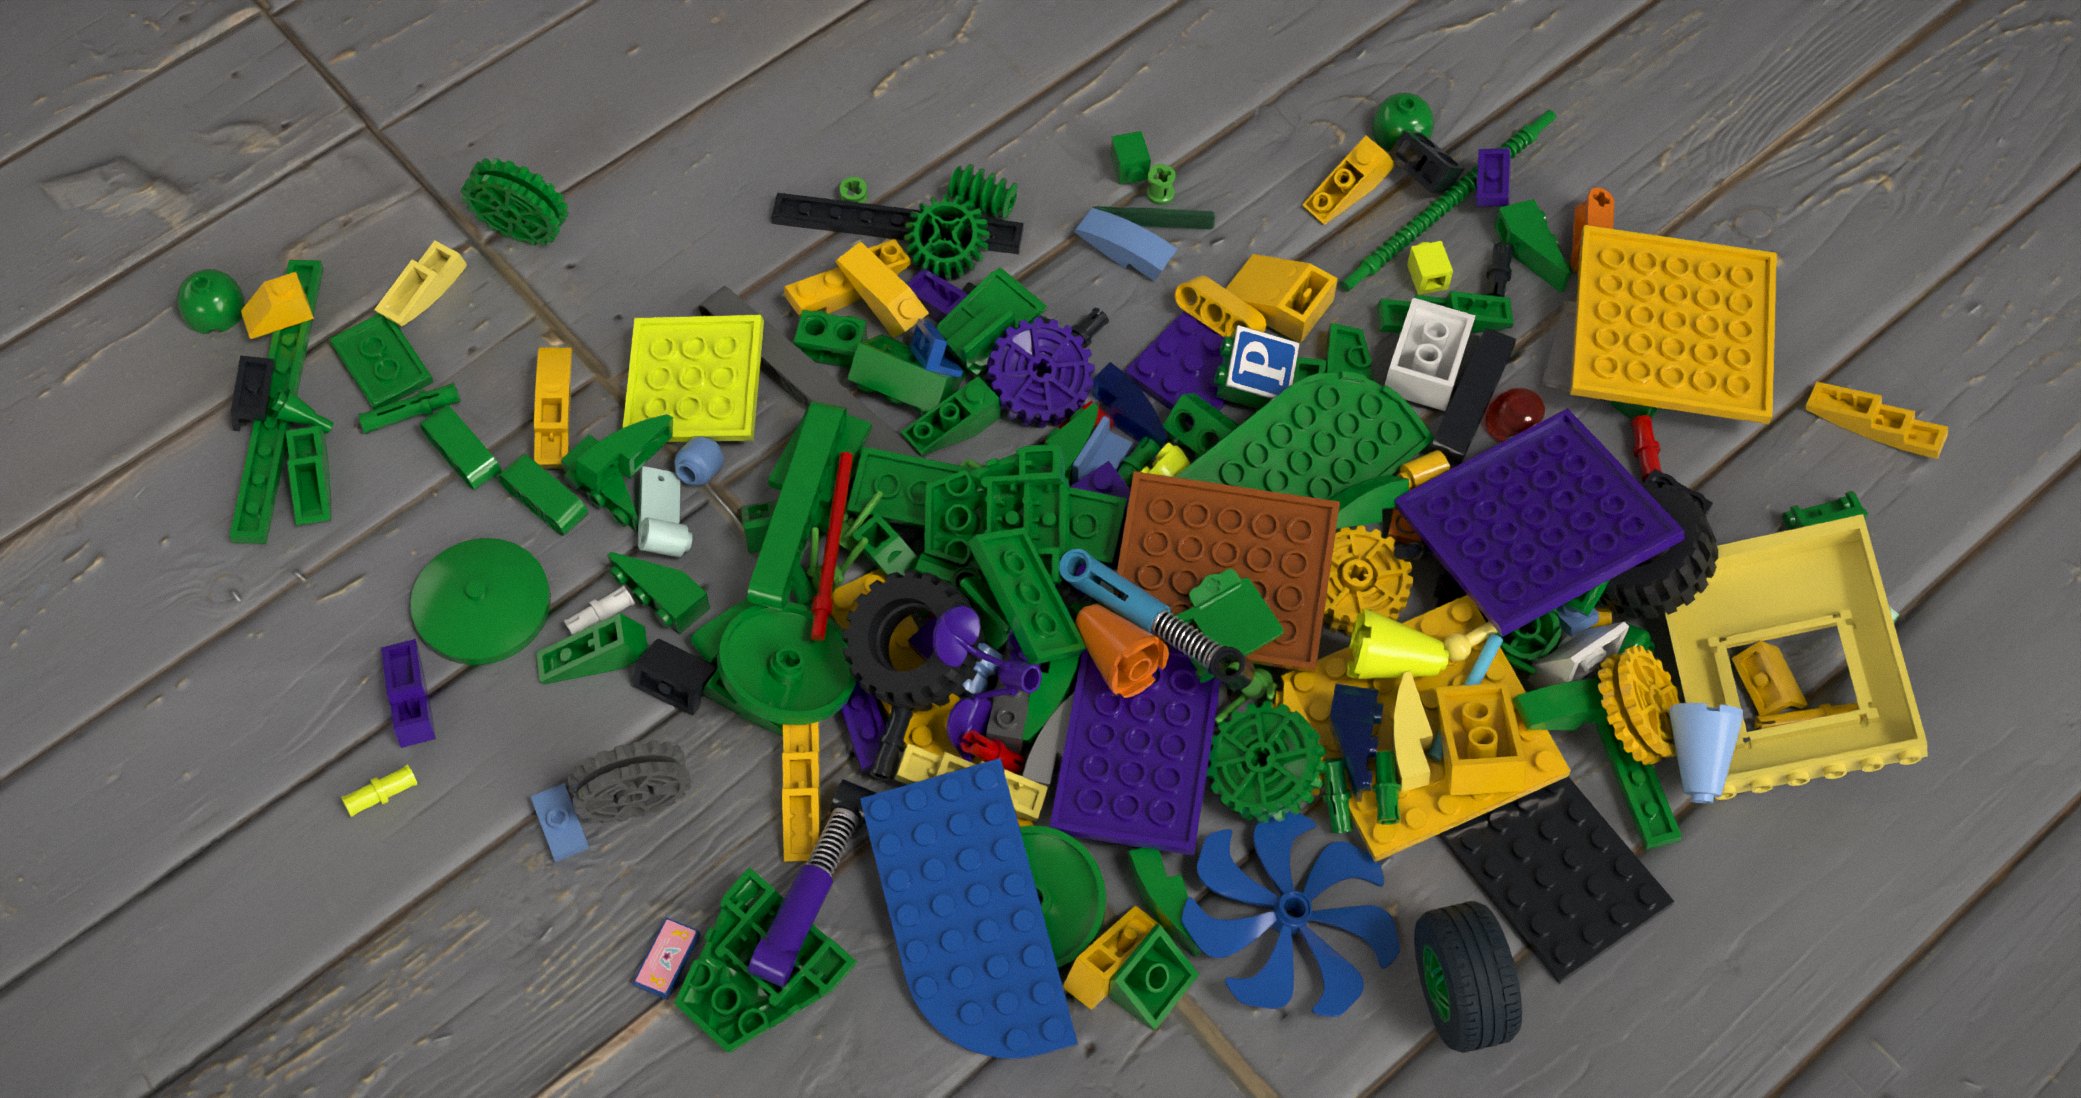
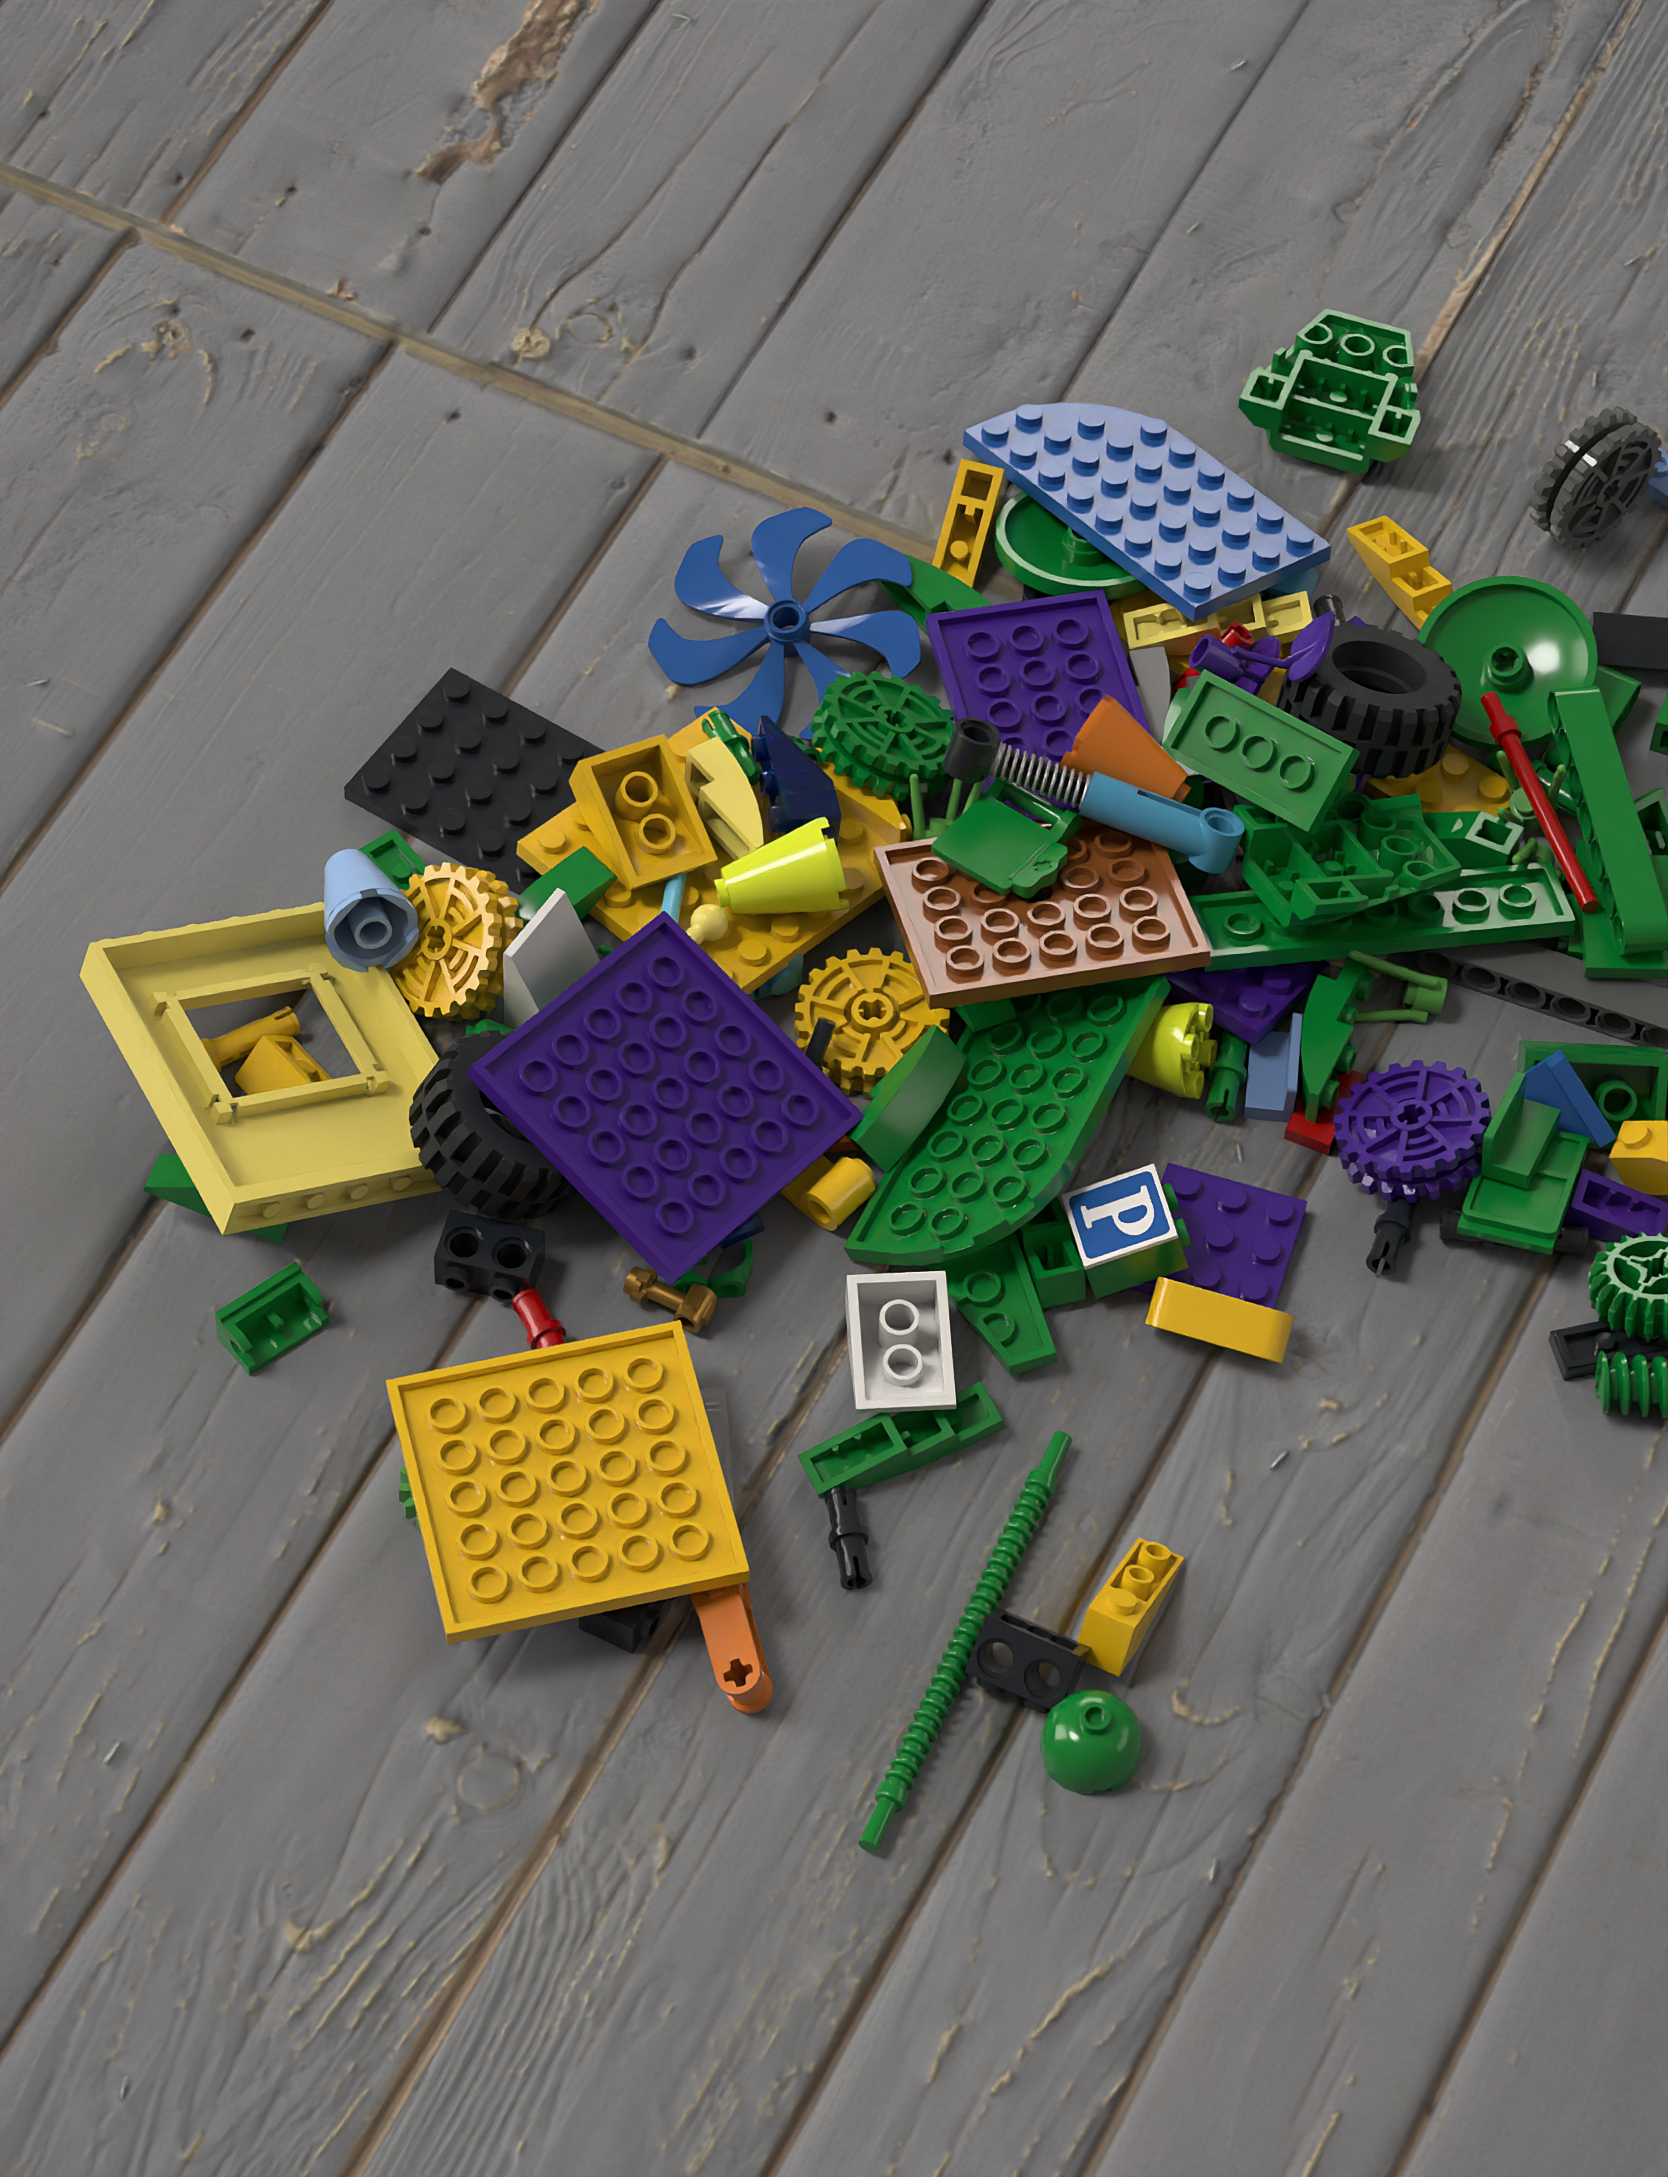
camera: 155 degrees right, 5 degrees down
(666, 958) = (1449, 388): bright pink tile -> none
(779, 949) = (1335, 468): dark purple piece -> none
(955, 419) = (1497, 1028): green slope -> none
(1126, 242) = (1403, 1377): medium blue slope -> none
(1128, 405) = (1268, 1145): clear blue slope -> none
(1130, 157) = (1469, 1522): green brick -> none
(1152, 978) = (915, 514): green slope -> none
(1156, 189) = (1402, 1495): bright green bush -> none
(1164, 217) = (1388, 1450): clear green axle -> none
(1205, 422) = (1159, 1136): green brick -> none
(1285, 292) = (1149, 1376): yellow slope -> none
(1429, 267) = (953, 1500): neon yellow brick -> none
(1468, 976) = (564, 580): black wheel -> none
(1473, 395) = (814, 1329): black beam -> none
(1493, 177) = (909, 1666): dark purple panel -> none
(1514, 413) = (746, 1330): clear red hat -> none
(1534, 246) = (825, 1599): green slope -> none
(1883, 423) = (229, 1496): yellow slope -> none

